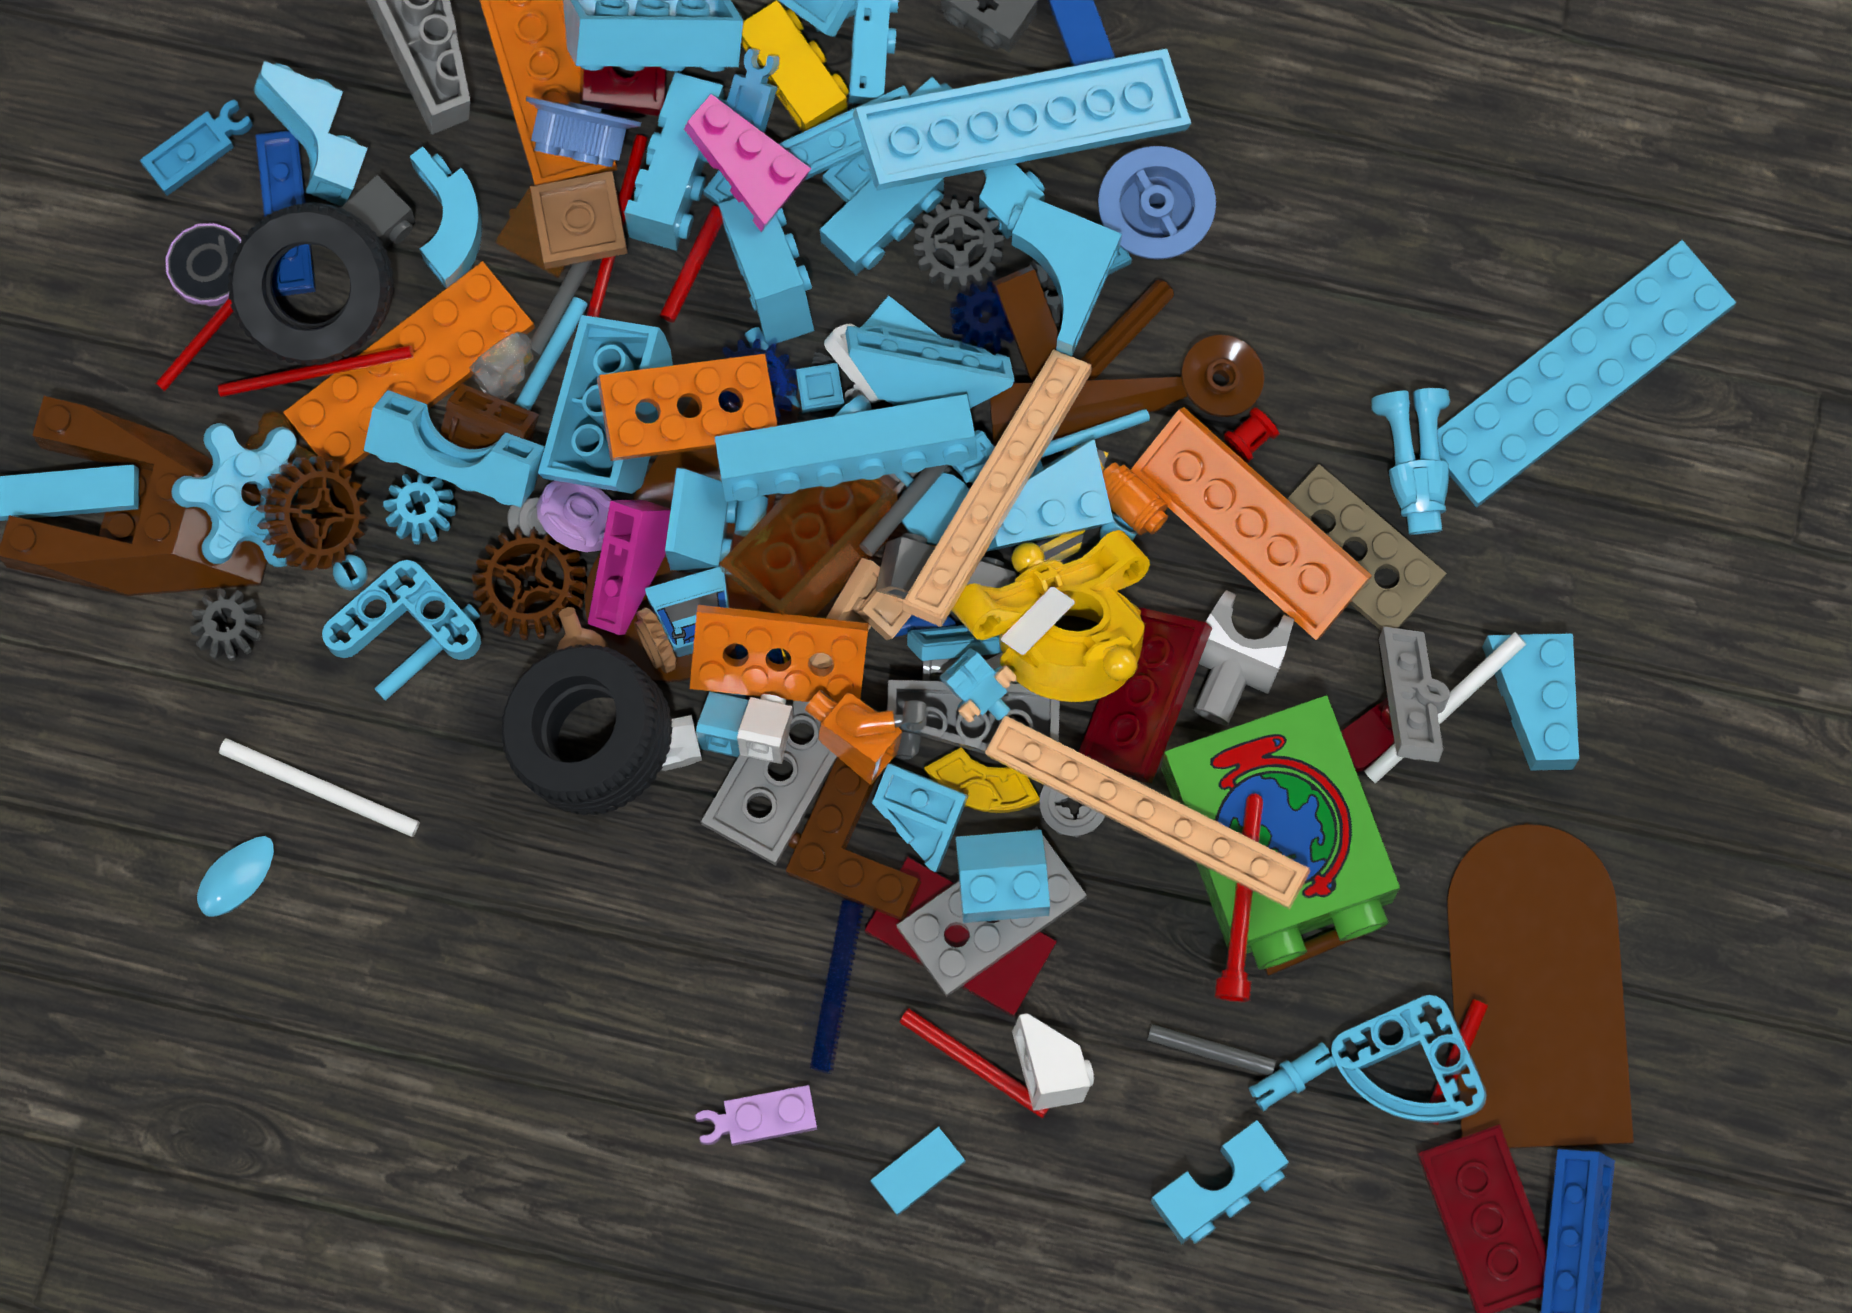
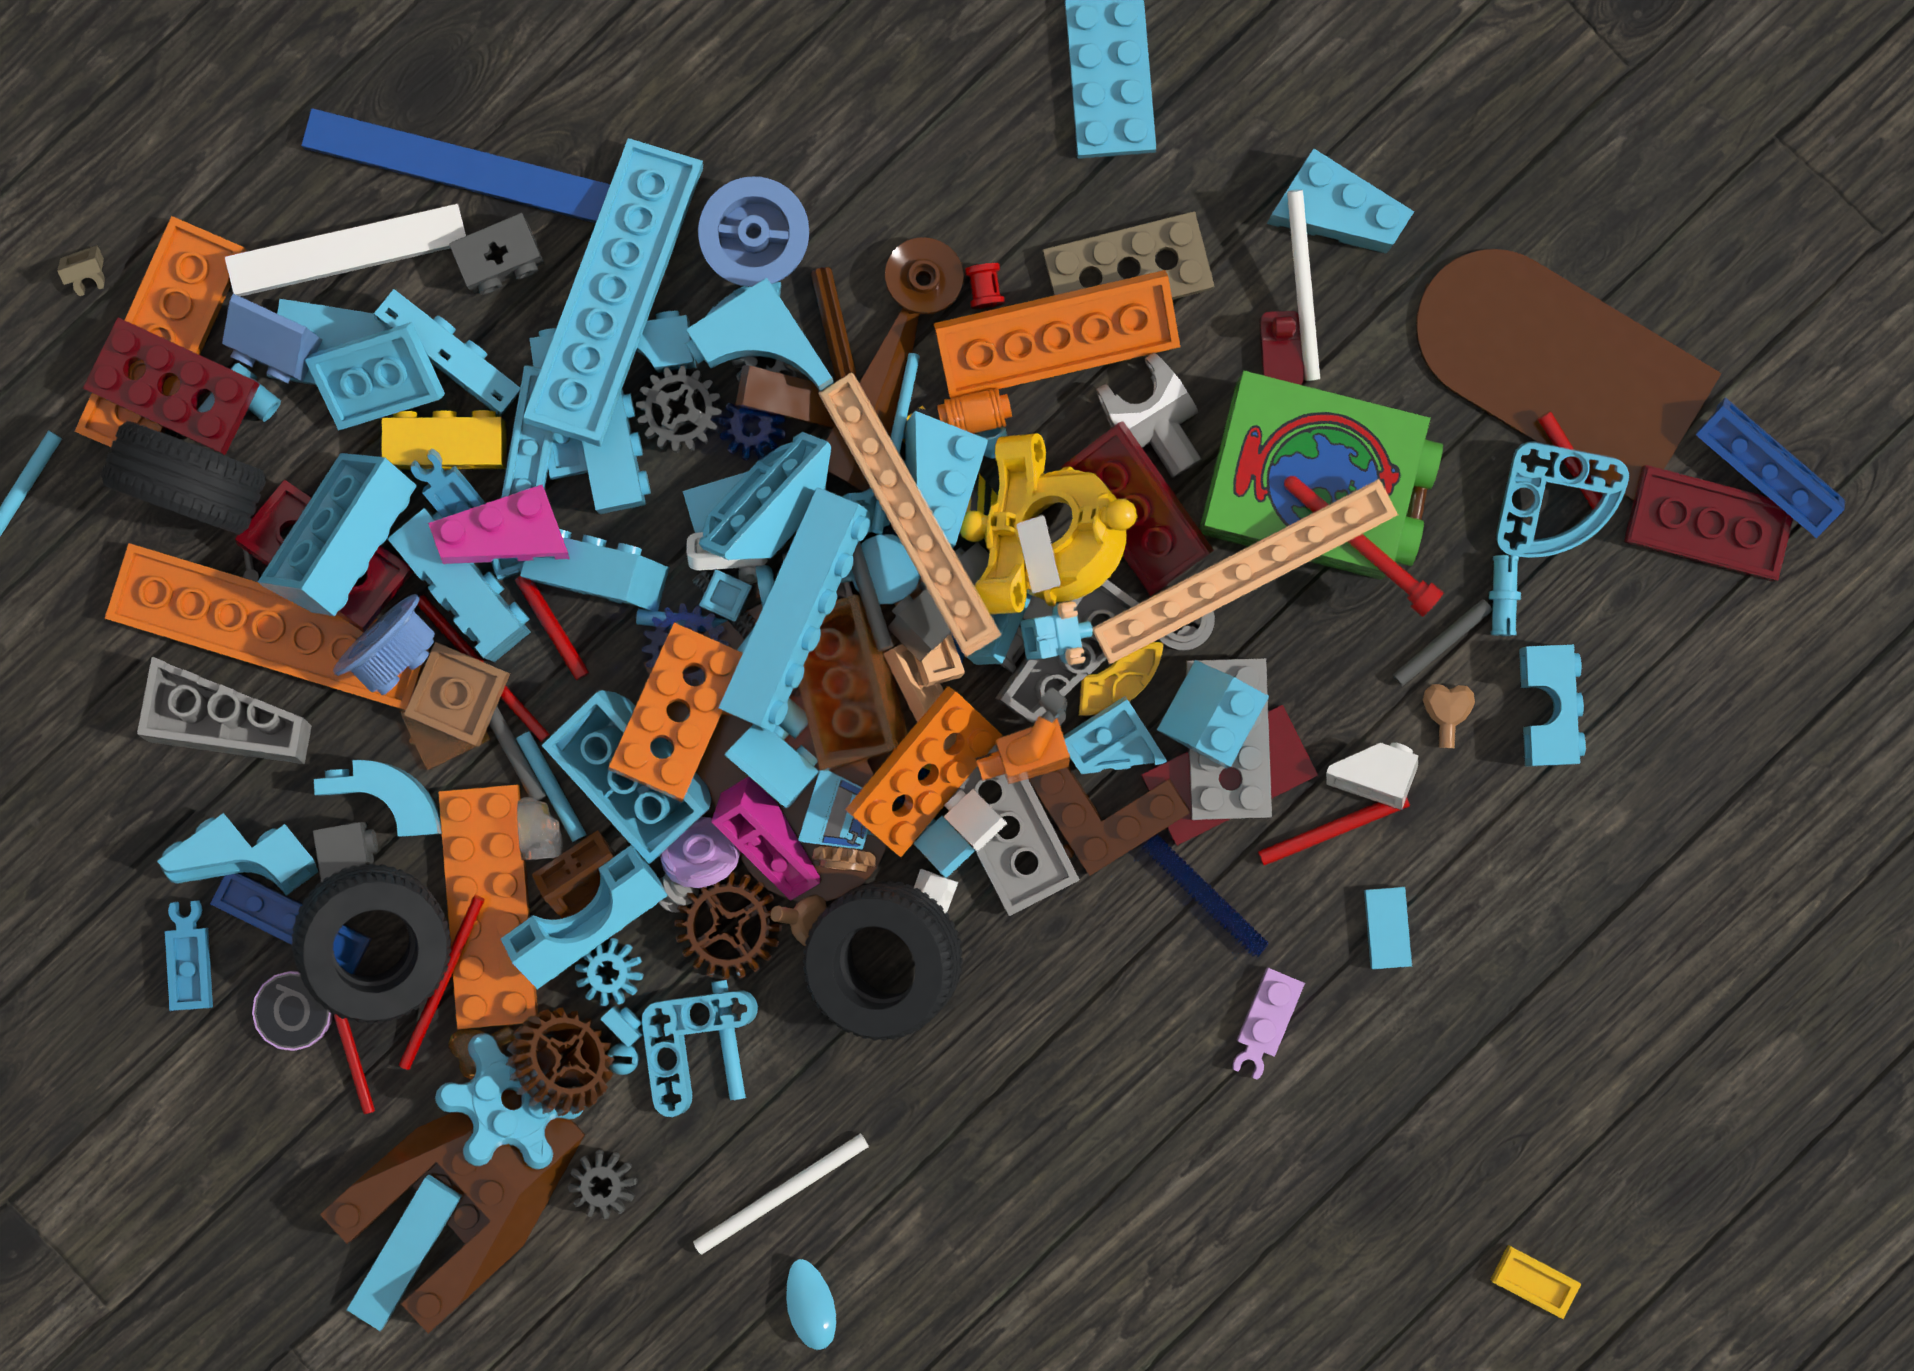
camera: 60 degrees left, 10 degrees up
(380, 550) = (623, 1024): none -> medium azure plate
(1154, 1095) = (1448, 709): none -> medium nougat rock
(1412, 694) = (1282, 304): light grey hinge -> none
(1421, 483) = (1110, 186): medium azure piece -> none

